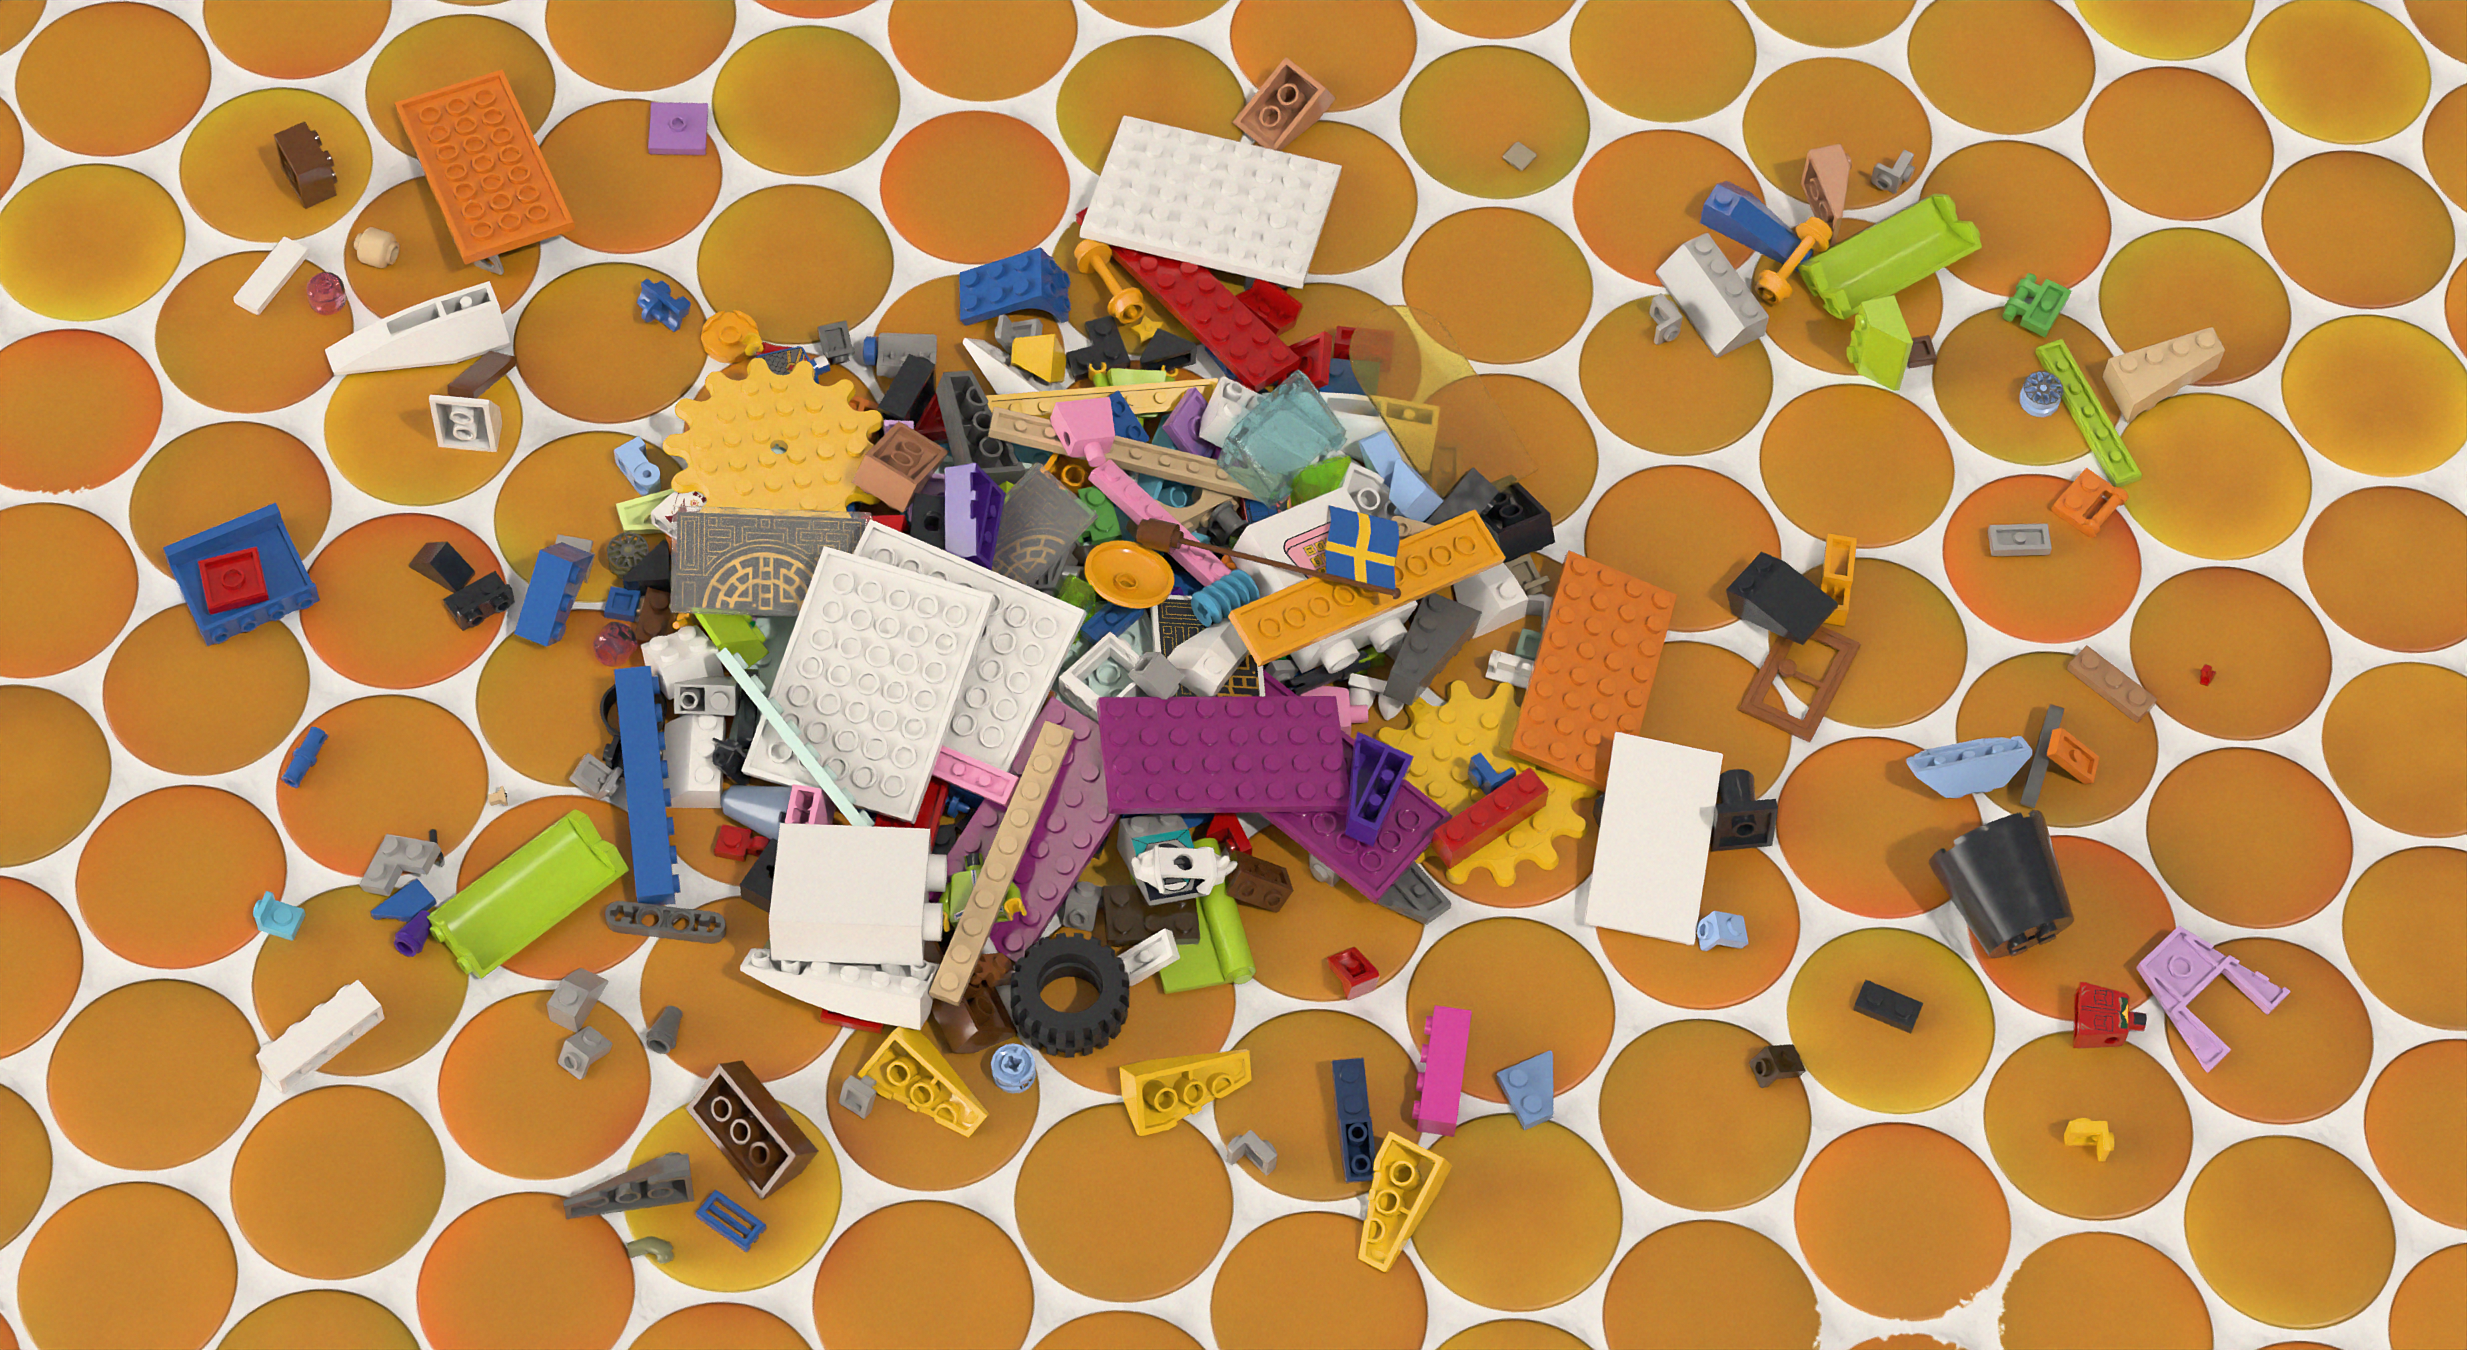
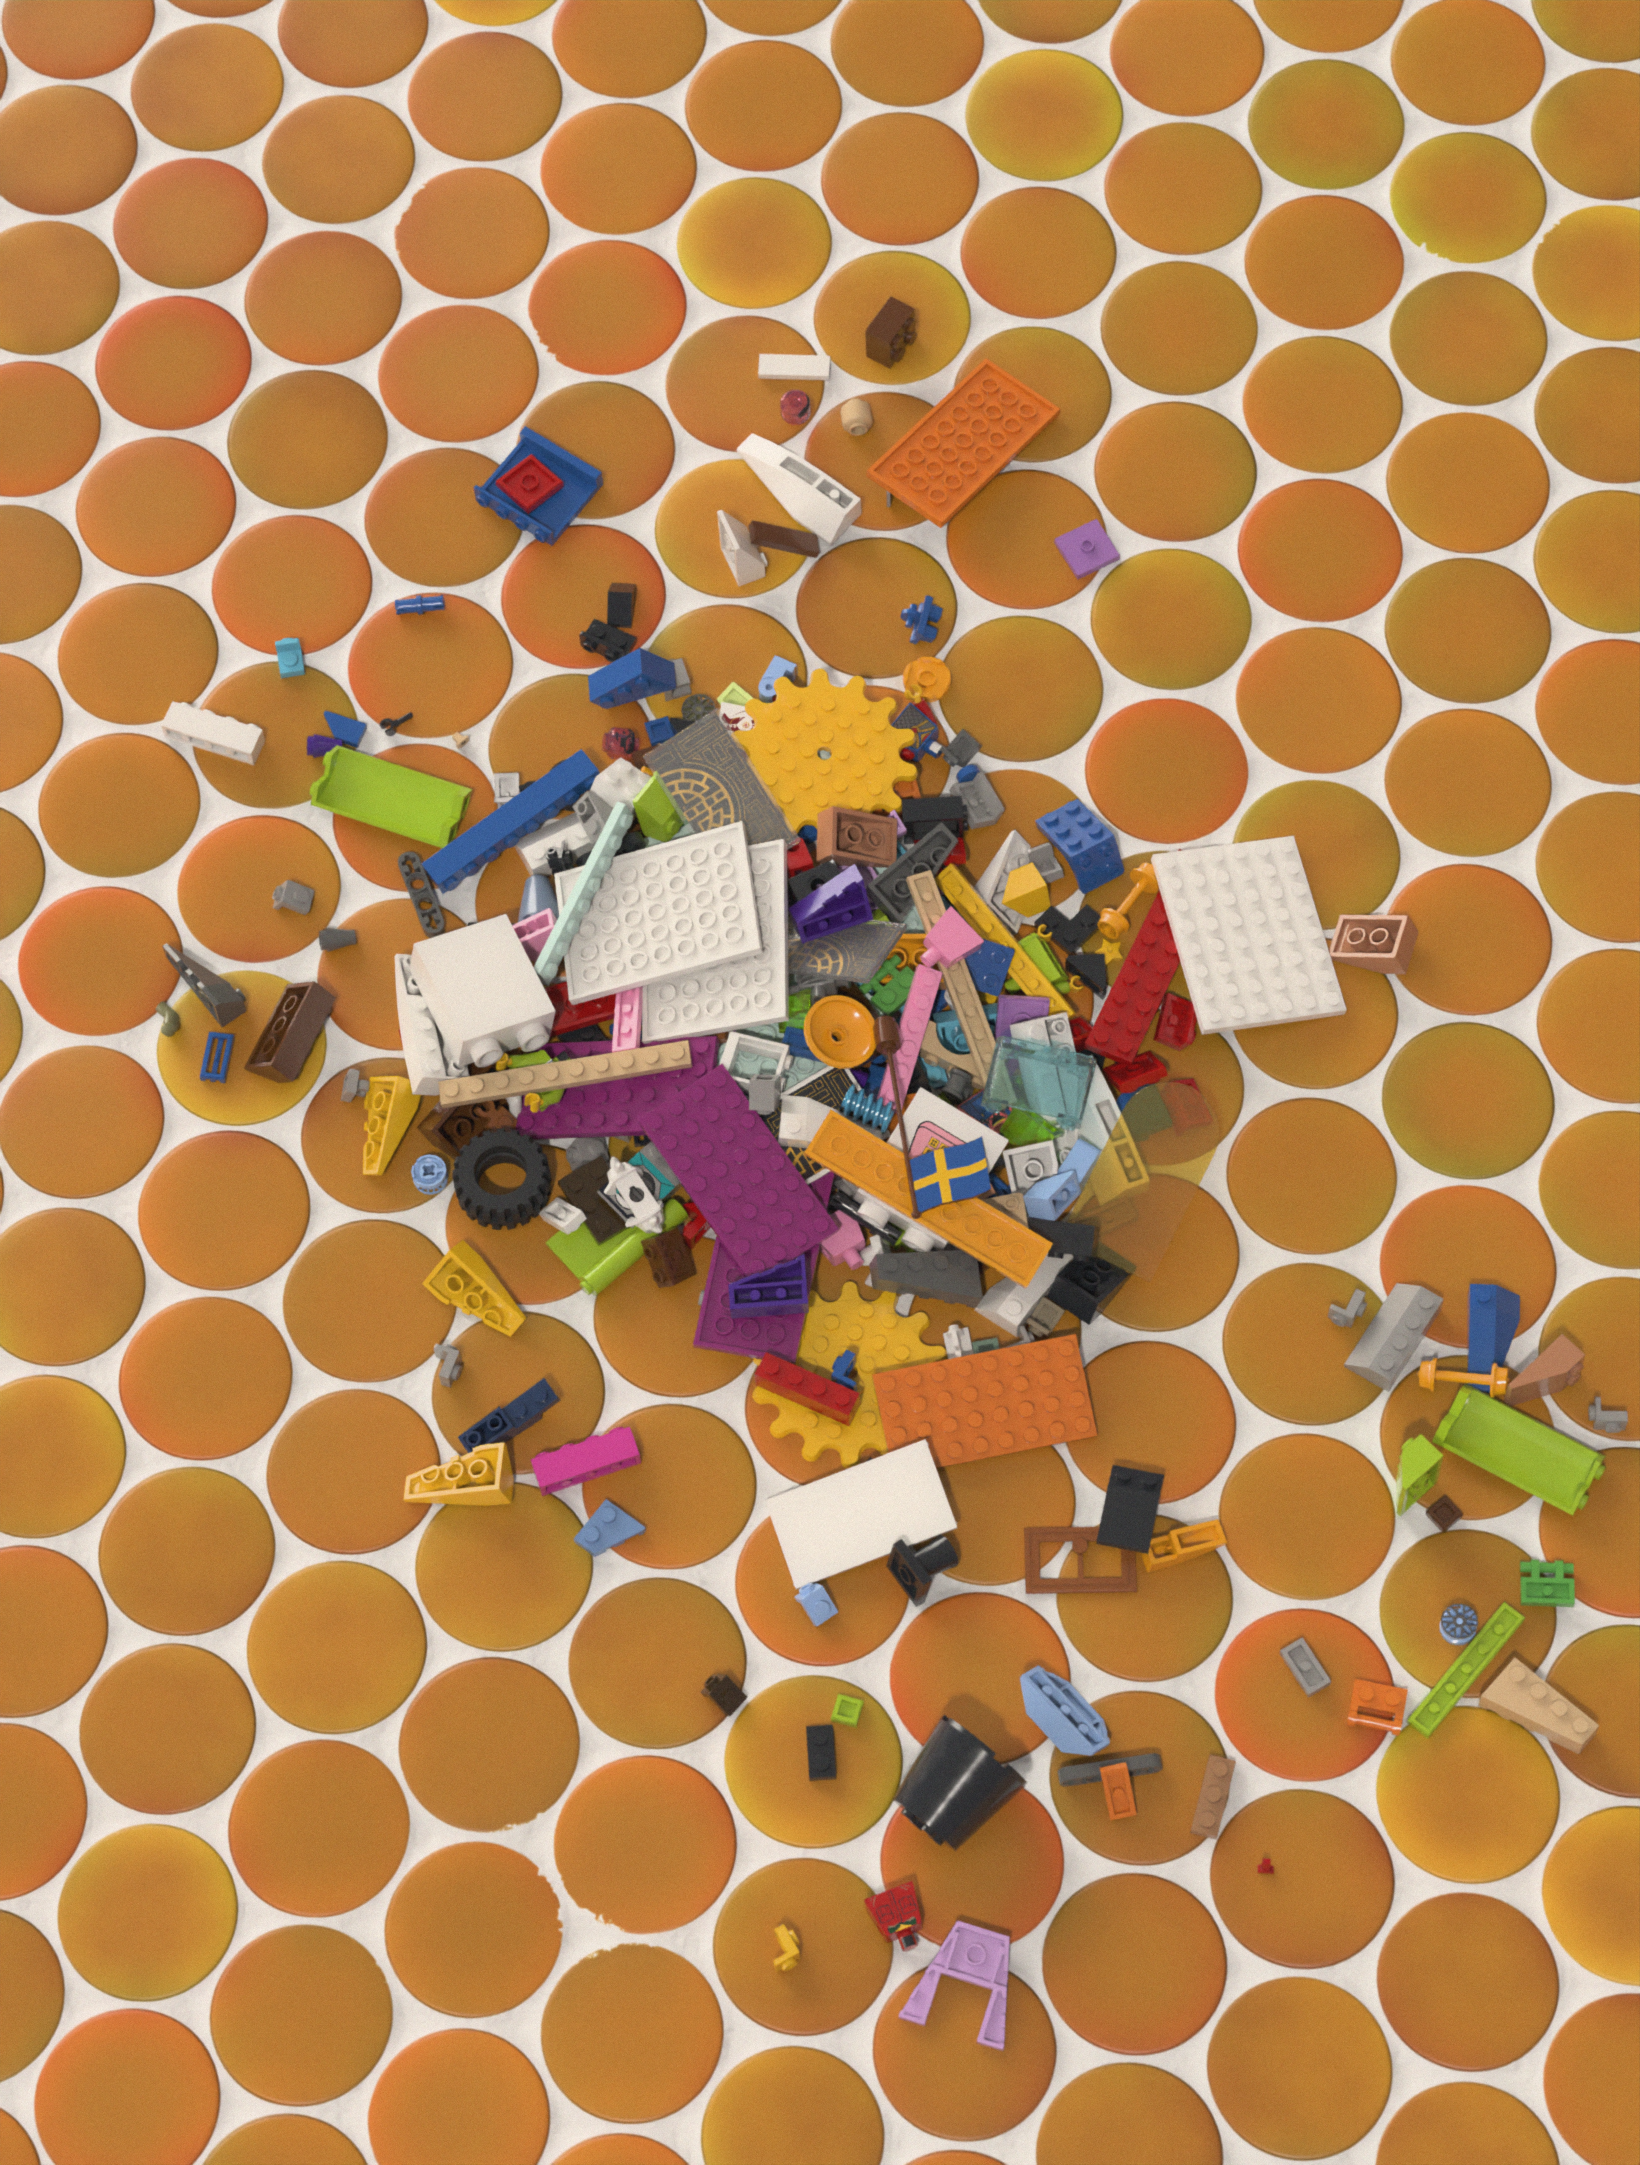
camera: 70 degrees right, 5 degrees up
(395, 856) = (374, 702): light grey plate -> none
(575, 998) = (330, 870): light grey slope -> none
(737, 842) = (508, 904): red plate -> none
(1355, 972) = (630, 1359): red slope -> none
(1416, 896) = (722, 1373): dark grey wing -> none
(1519, 156) = (1443, 1133): piece -> none
(1854, 960) = (847, 1710): none -> lime tile

